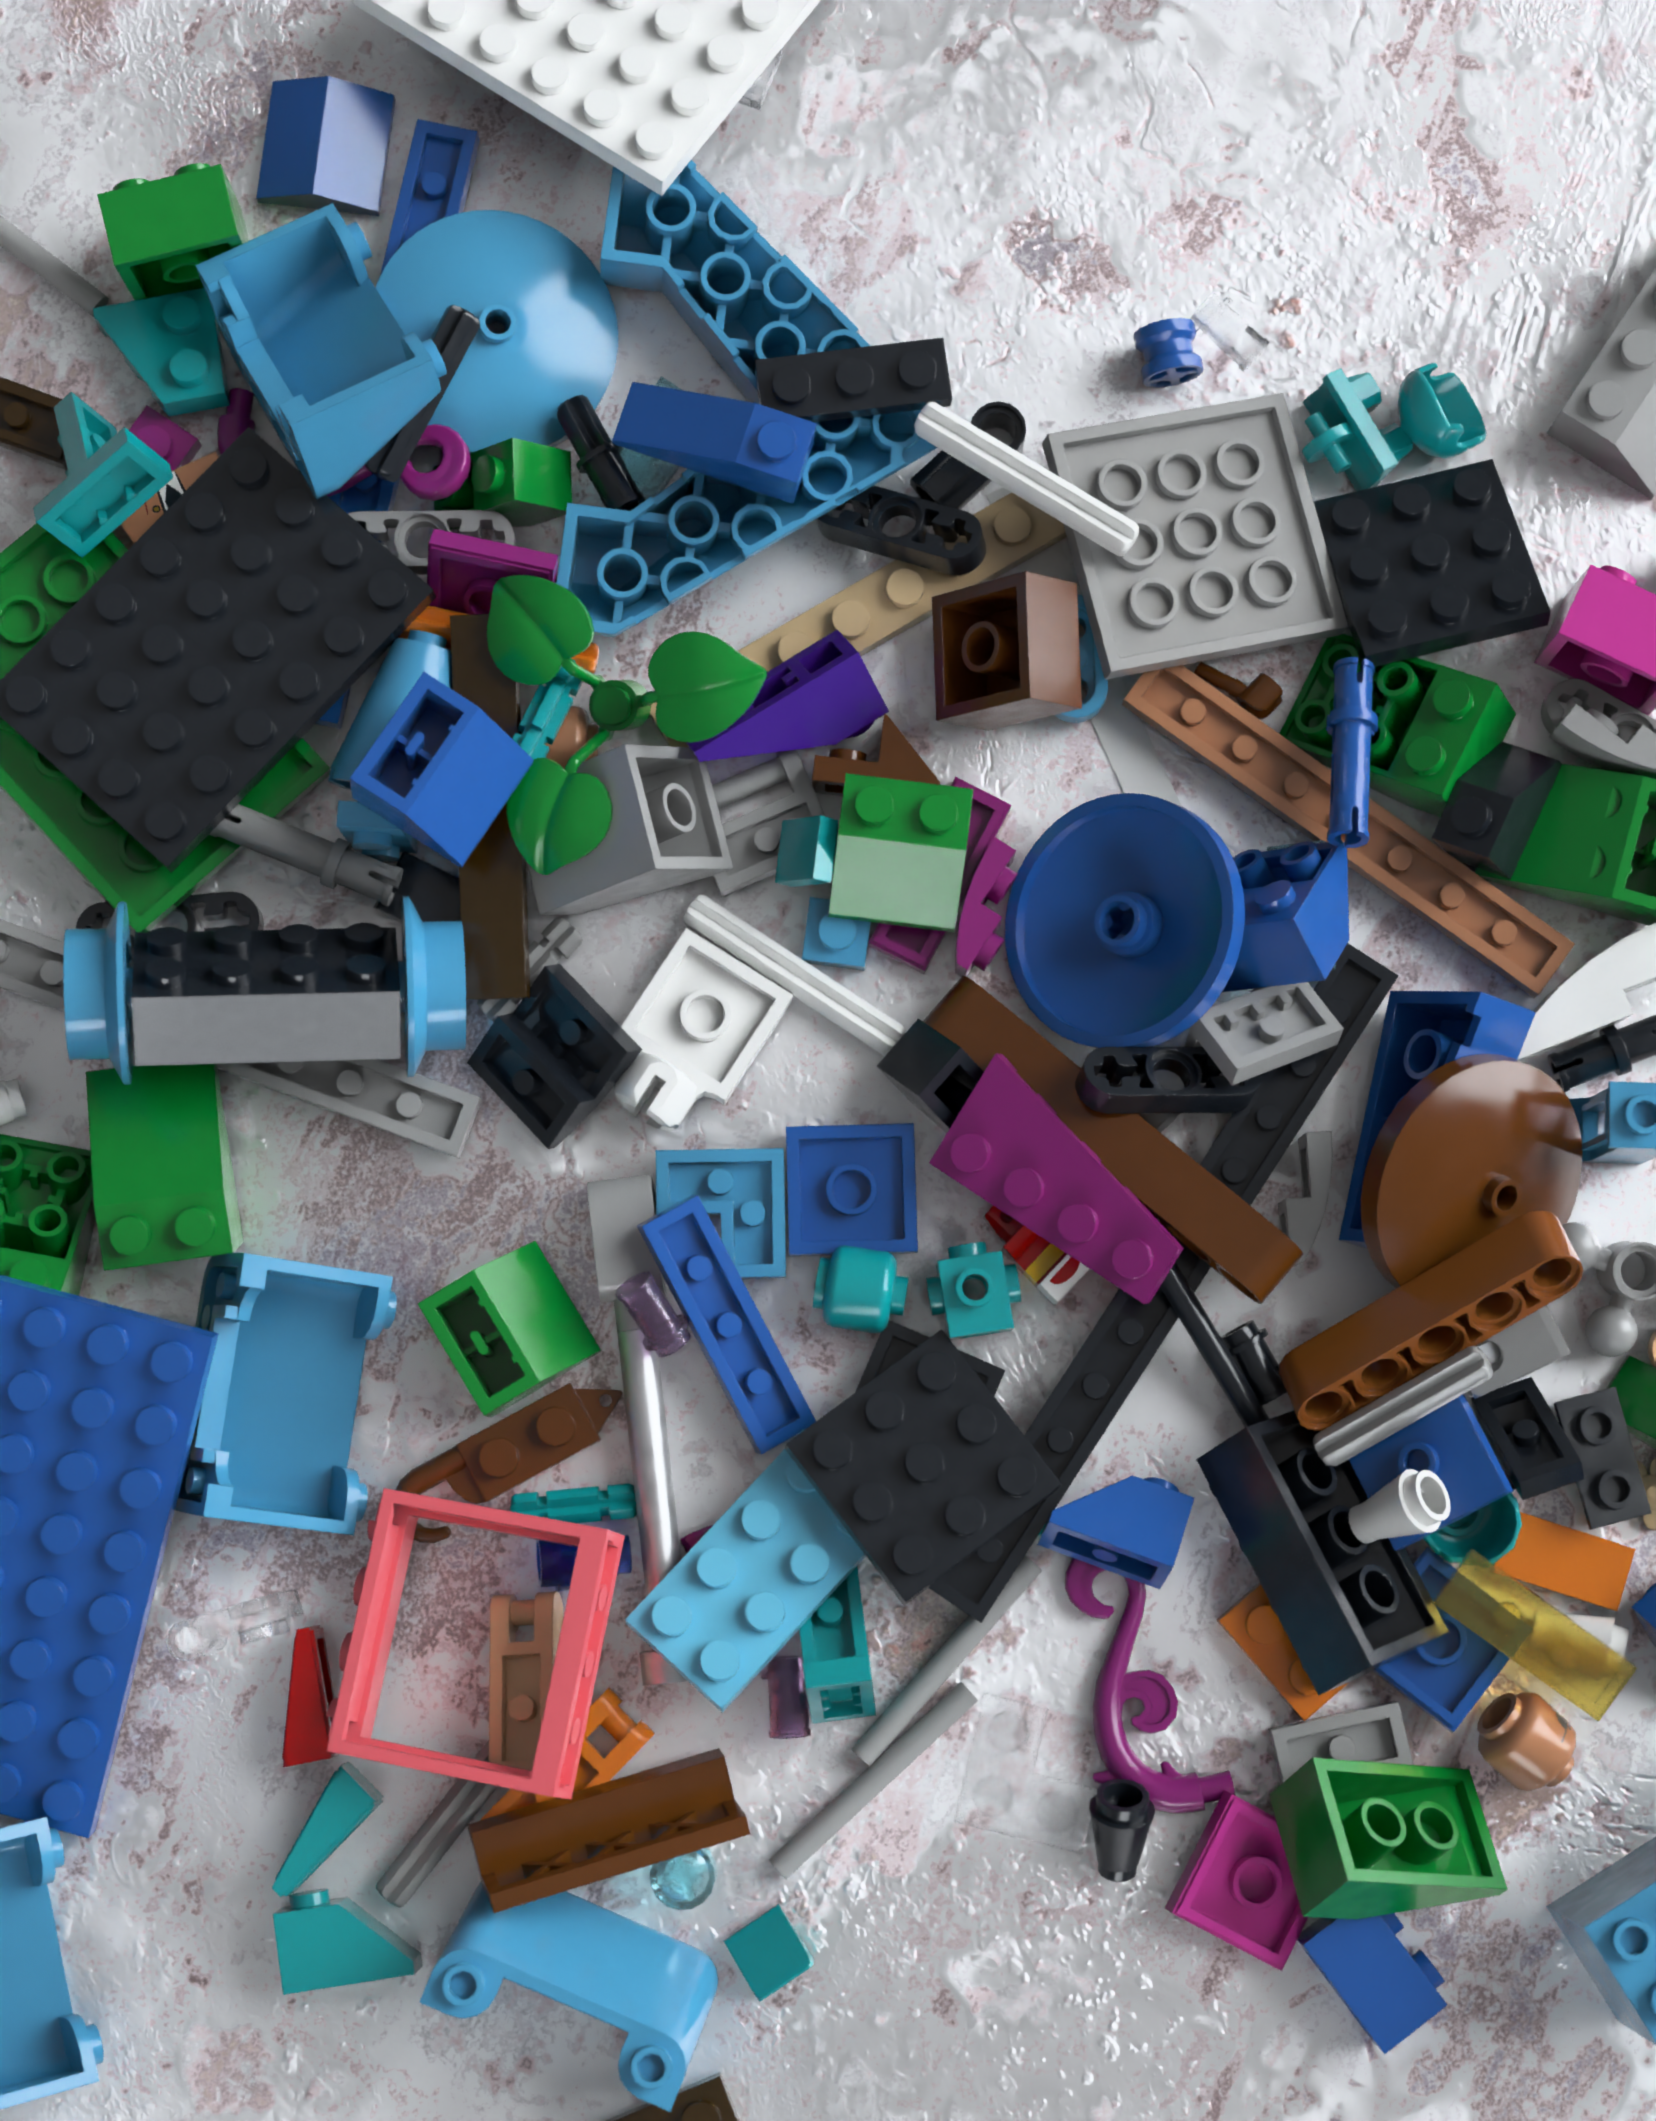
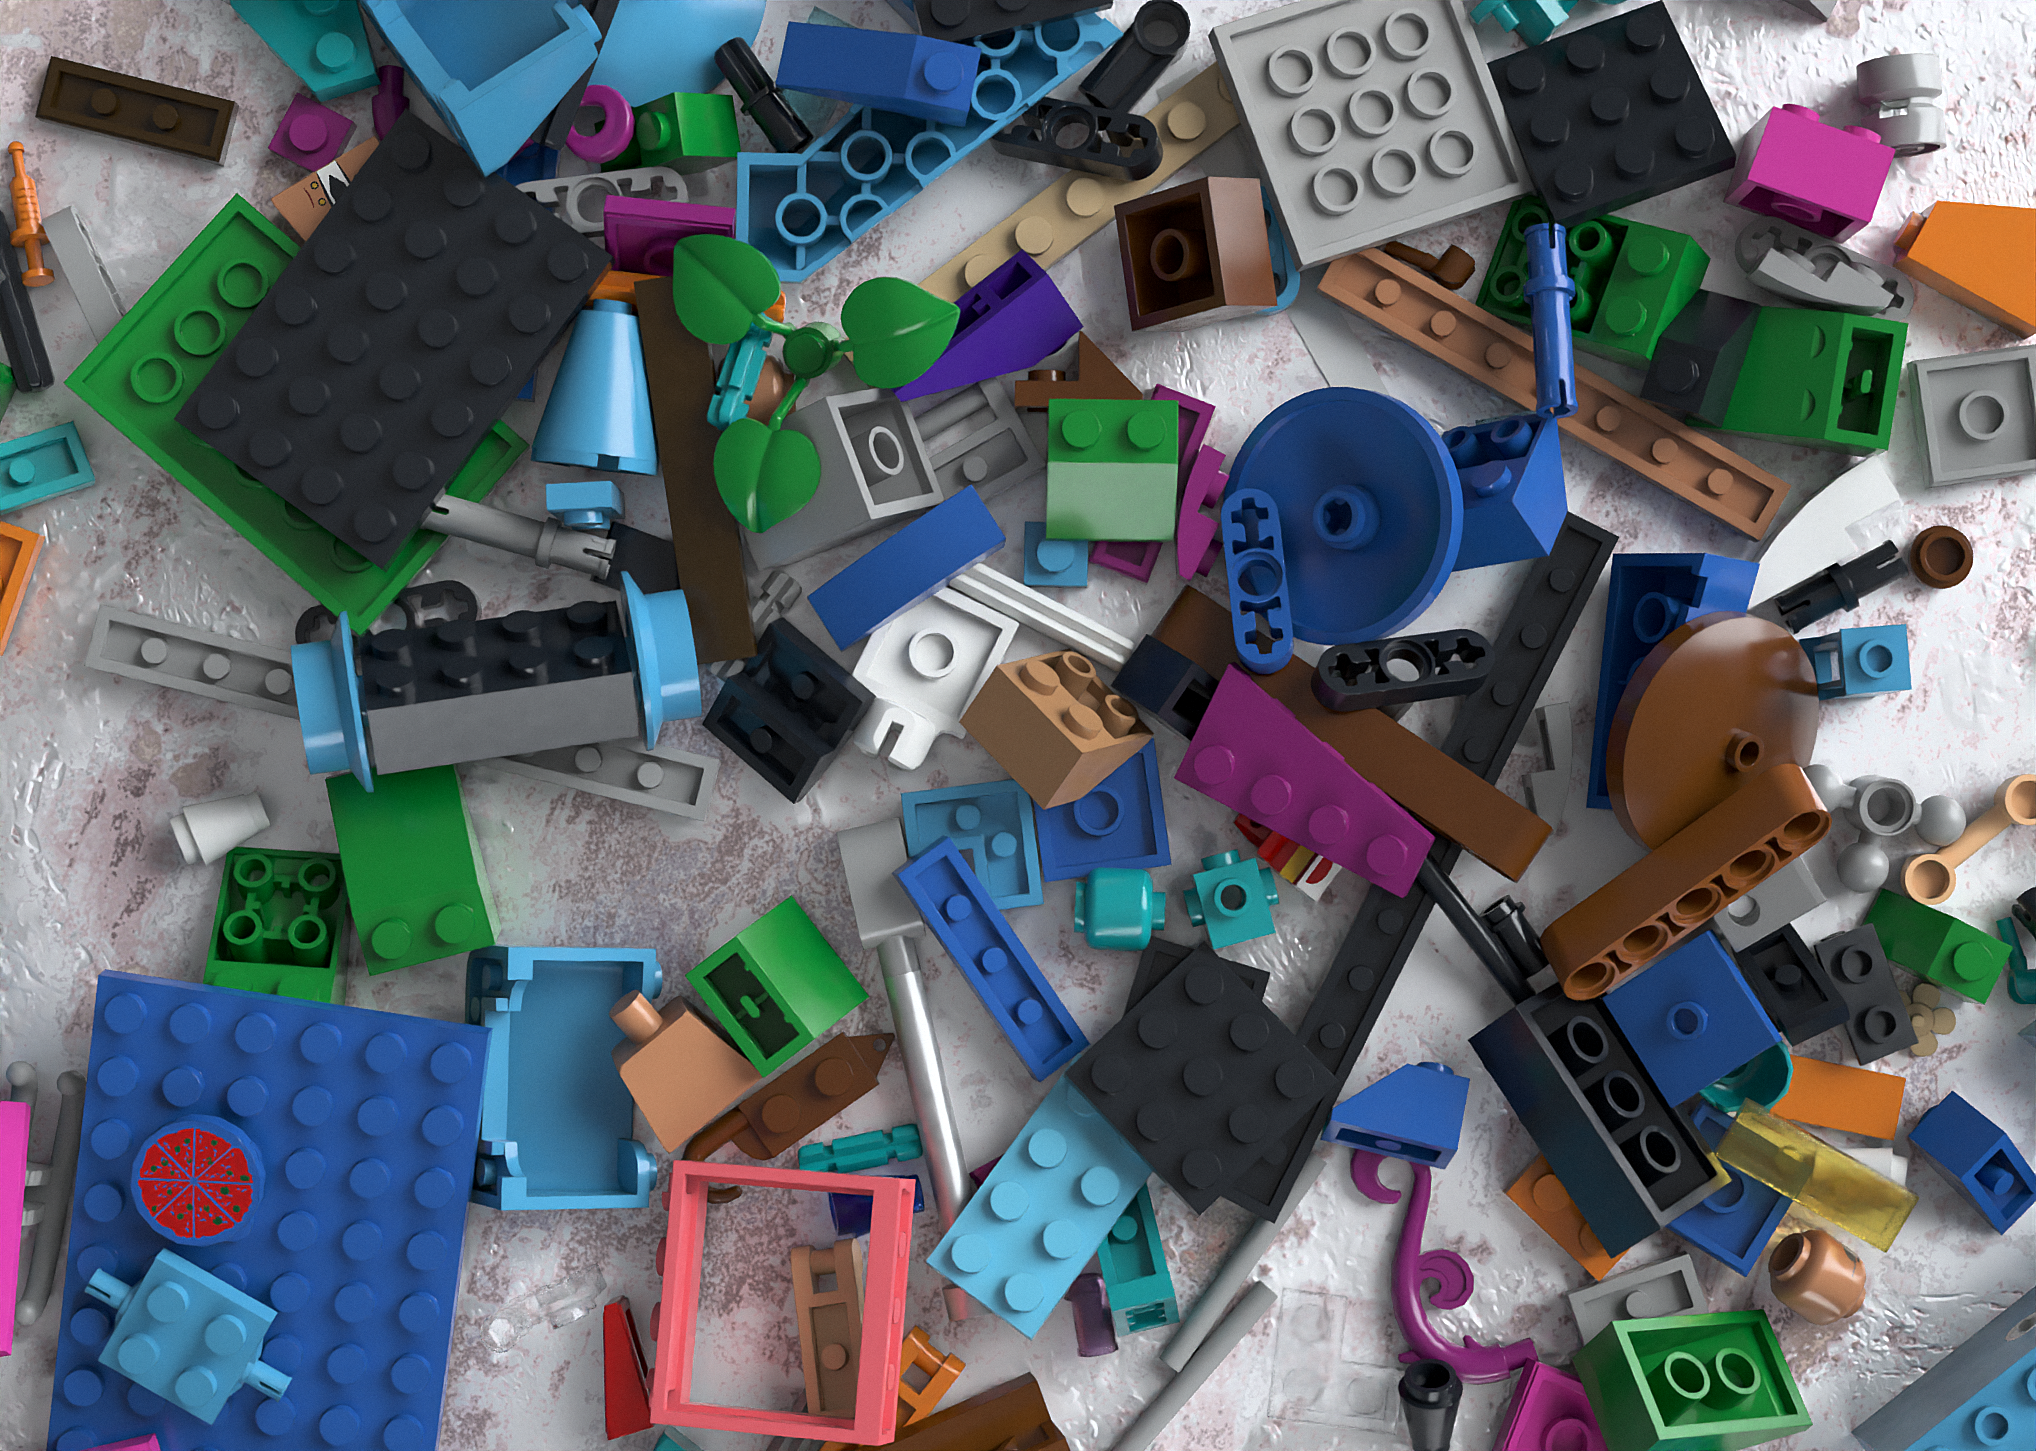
camera: 10 degrees left, 5 degrees up
(105, 478) = (267, 177): teal bracket -> none
(400, 1396) = (677, 1065): none -> nougat torso
(440, 770) = (646, 446): blue slope -> none
(647, 1305) = (928, 969): clear purple pin -> none
(687, 926) = (907, 568): none -> blue slope
(806, 851) = (1017, 479): teal tile -> none
(815, 1098) = (1054, 725): none -> medium nougat slope
(1014, 995) = (1235, 540): none -> blue beam
(1026, 479) = (1197, 77): white axle -> none
(1265, 1030) = (1493, 610): light grey bracket -> none
(1403, 1406) = (1666, 968): light grey axle -> none
(1404, 1507) = (1678, 1067): white cone -> none

